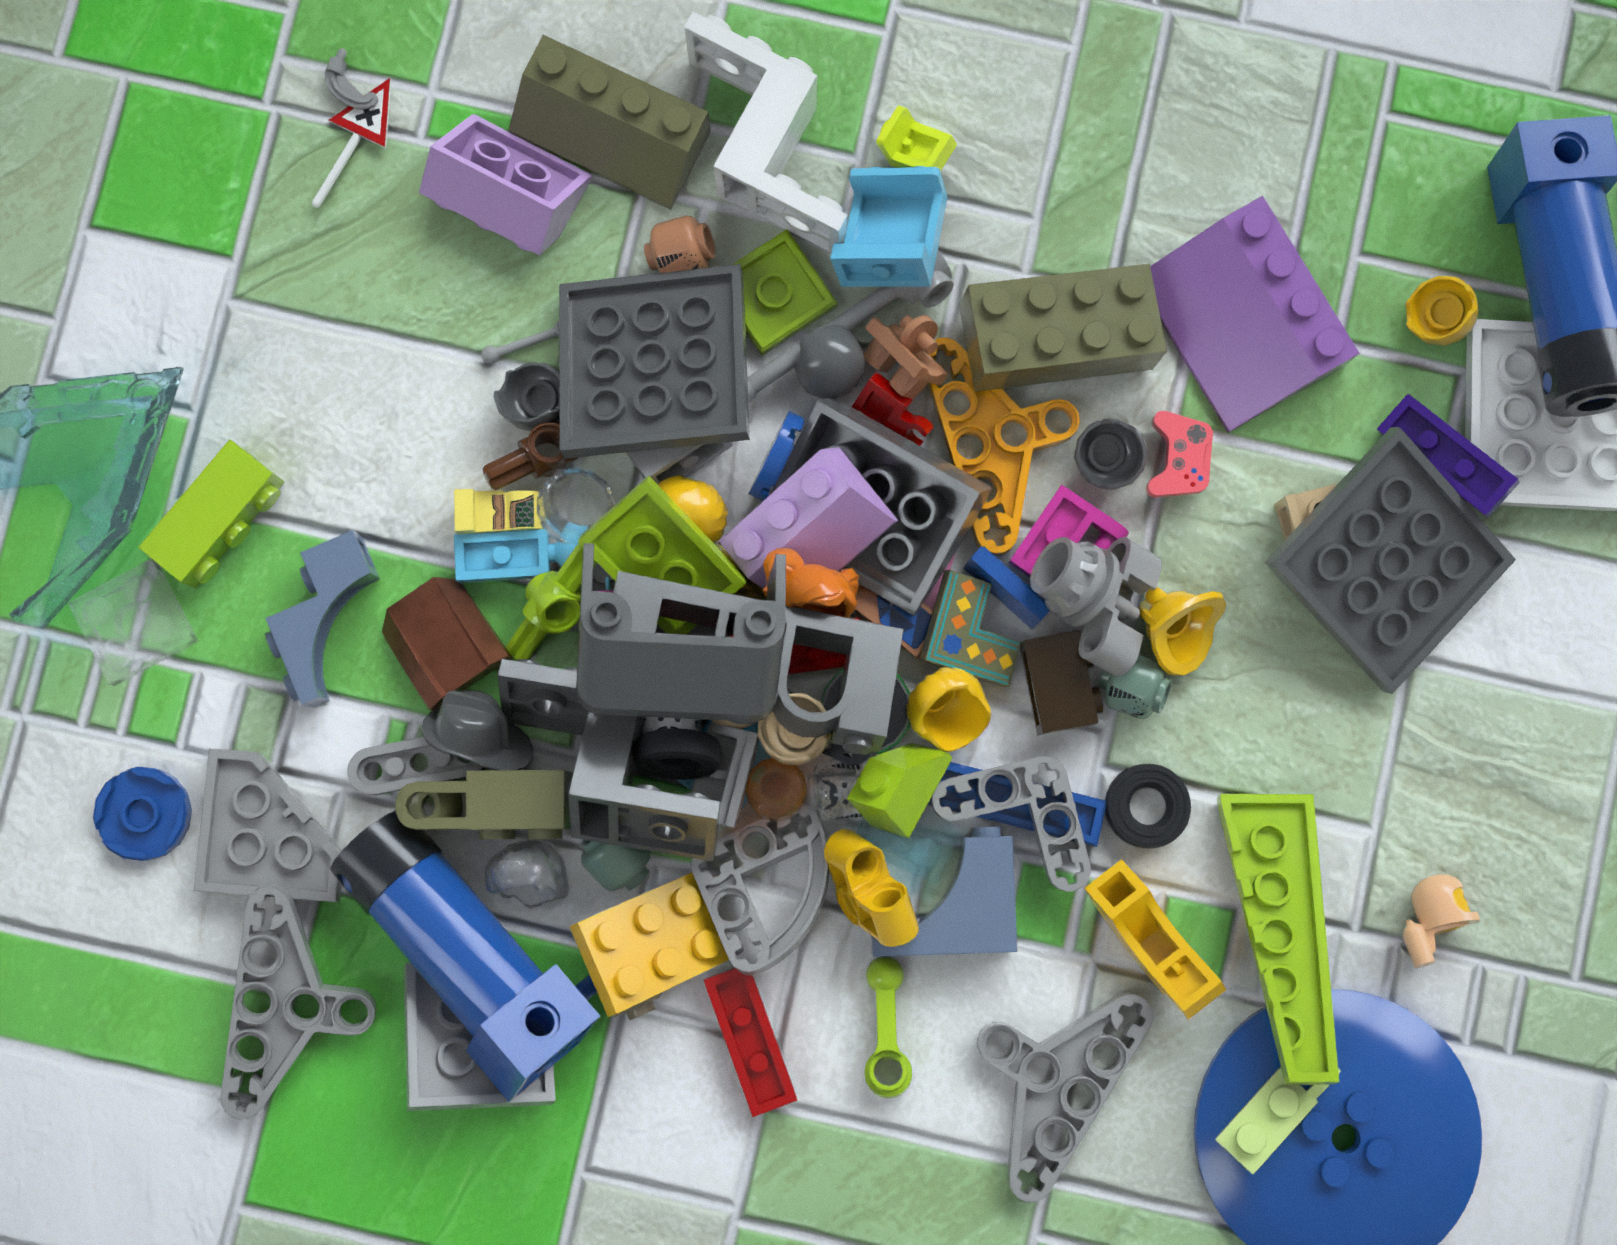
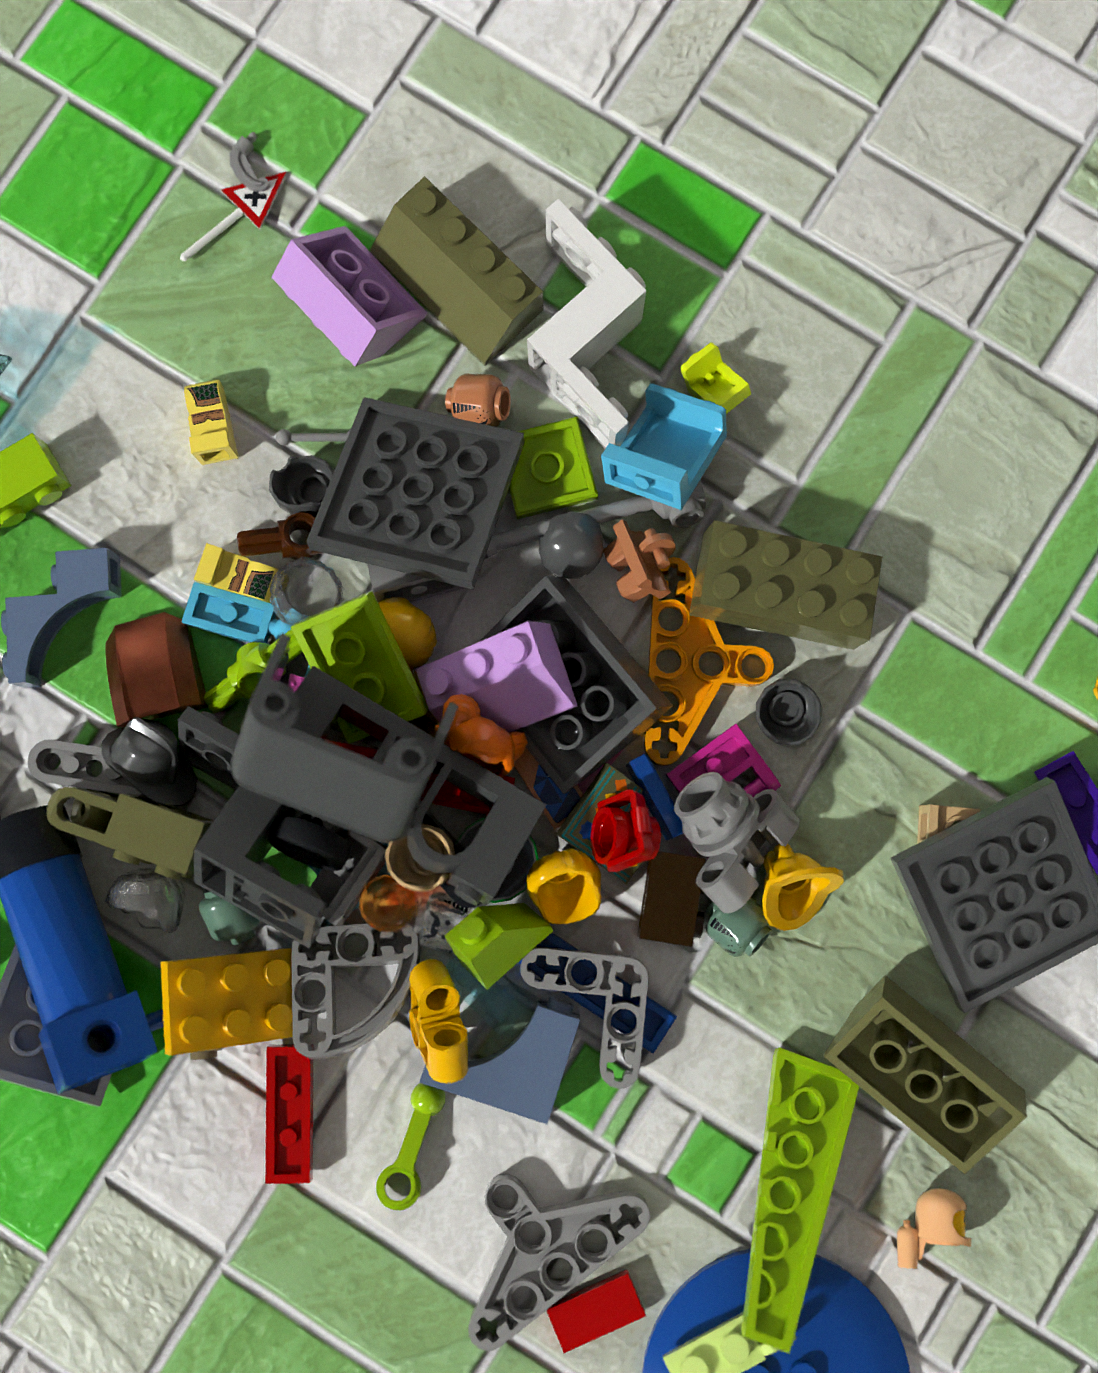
camera: 25 degrees right, 0 degrees up
(408, 366) = (209, 423): none -> light yellow leg
(776, 456) = (494, 611): blue tile -> none
(889, 408) = (605, 600): red plate -> none
(991, 636) = (623, 836): none -> red piece
(1131, 1123) = (596, 1311): none -> red tile
(1153, 940) = (673, 1158): yellow arch -> none
(1176, 800) = (738, 1039): black tyre -> none
(1186, 456) = (856, 737): coral piece -> none
(1248, 315) = (955, 631): medium lavender slope -> none
(1376, 768) = (927, 1075): none -> olive slope

